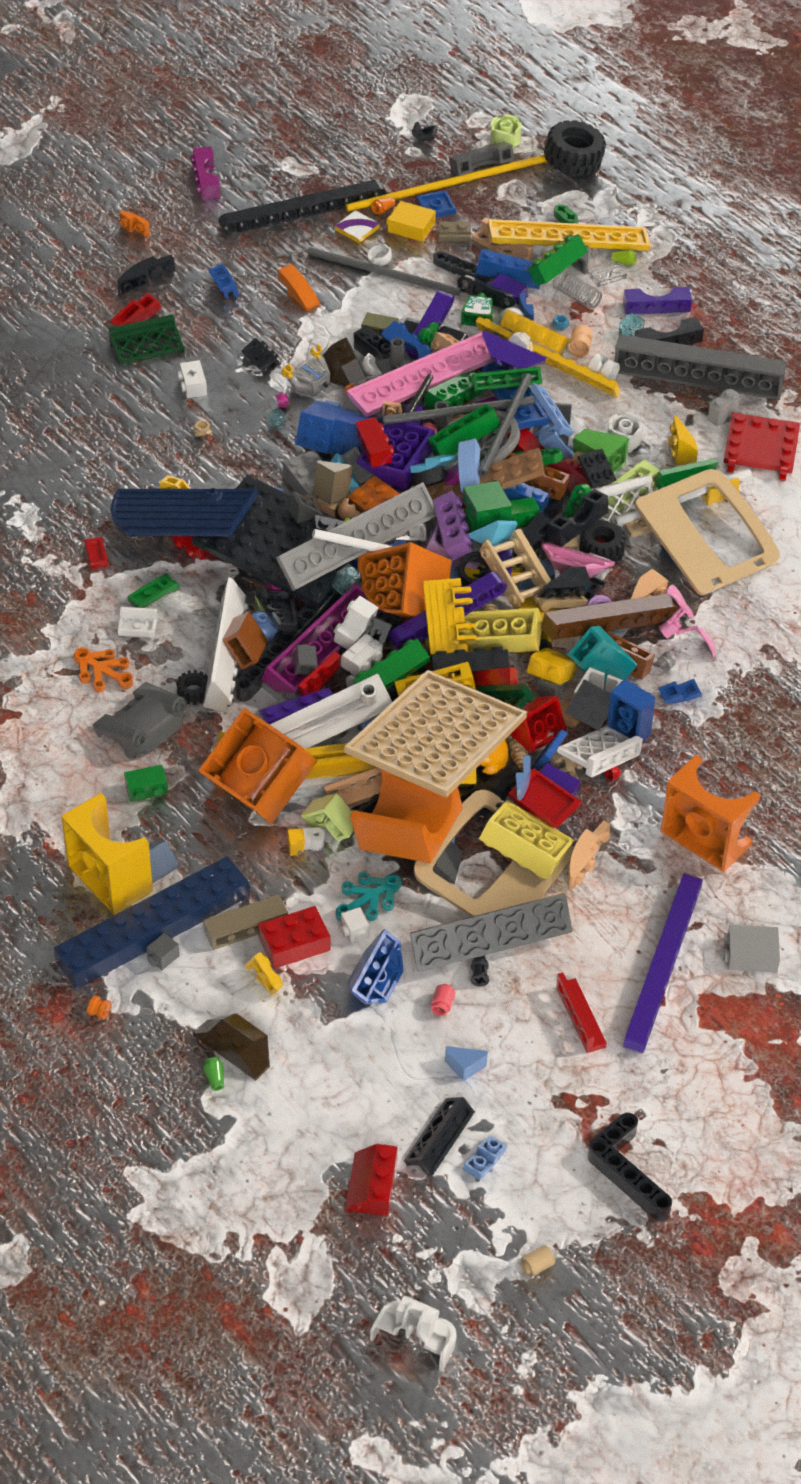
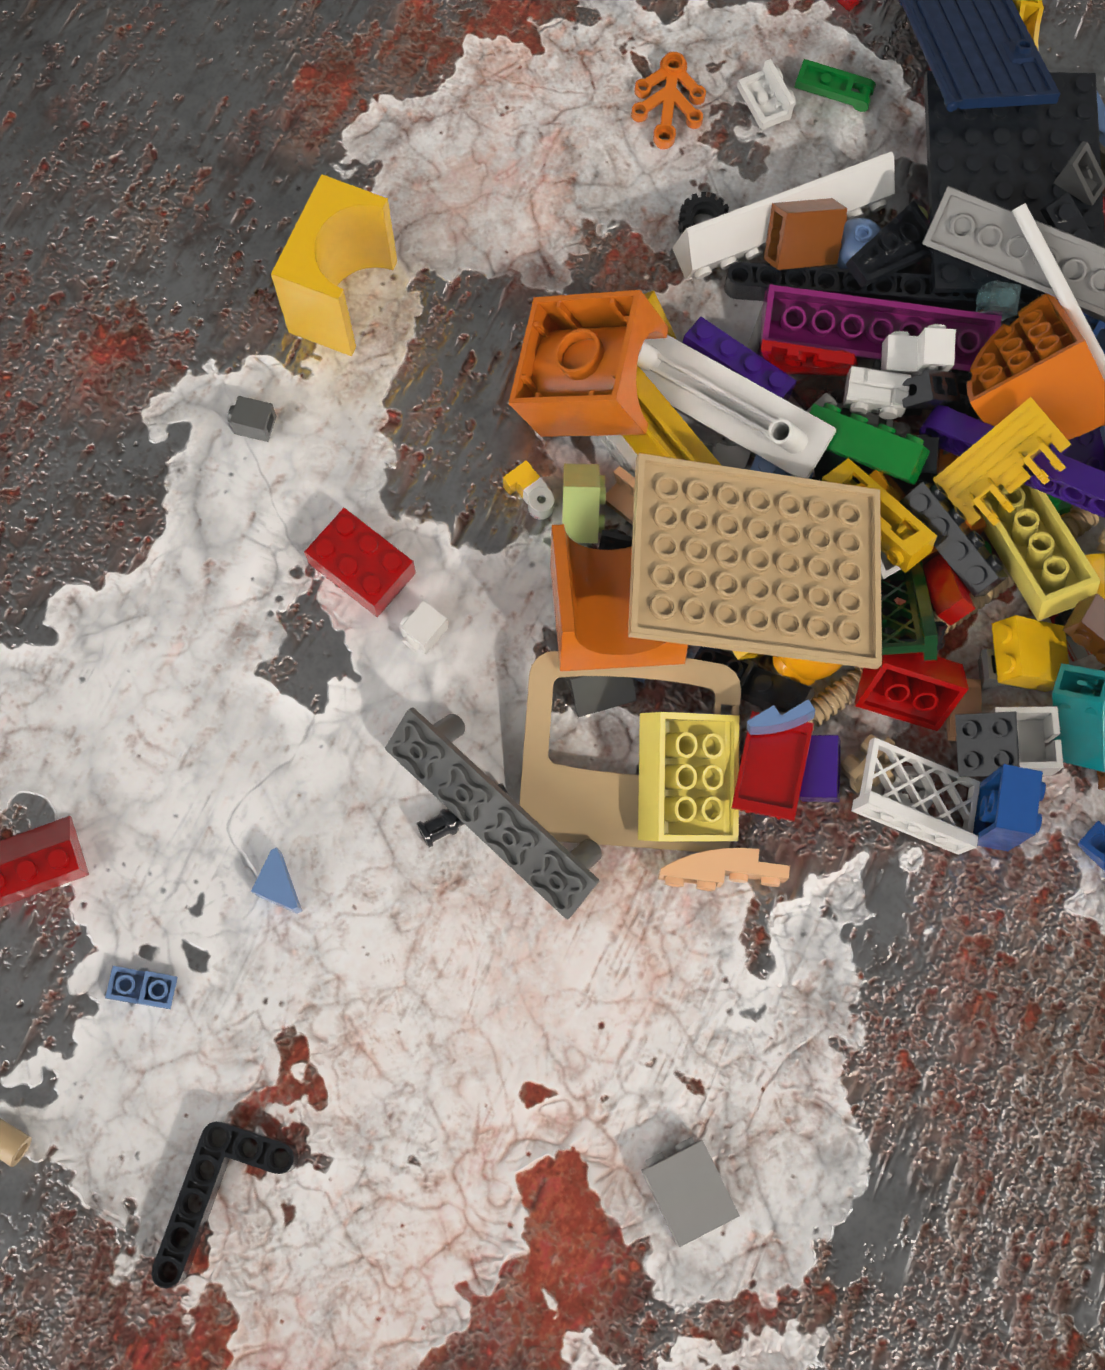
camera: 60 degrees right, 25 degrees up
(99, 1007) = (128, 393): orange wheel -> none
(144, 720) = (606, 193): dark grey piece -> none
(146, 783) = (508, 252): green brick -> none
(161, 860) = (390, 328): sand blue slope -> none
(167, 912) = (291, 380): dark blue brick -> none
(214, 1072) = (99, 581): bright green cone -> none
(237, 1042) = (160, 582): dark brown wedge -> none
(242, 922) = (353, 489): dark tan brick -> none
(266, 975) = (279, 557): yellow wing -> none
(304, 659) = (814, 323): dark grey brick -> none
(370, 894) = (489, 621): teal plant -> none
(377, 970) = (355, 695): blue wedge -> none
(442, 999) = (364, 802): coral brick -> none
(442, 1136) = (143, 915): black fence -> none
(549, 750) = (867, 727): blue tile -> none
(580, 1014) = (442, 999): red fence -> none
(613, 773) = (895, 837): red hinge -> none
(662, 963) = (593, 1072): dark purple beam -> none
(704, 821) = (849, 1041): orange piece -> none

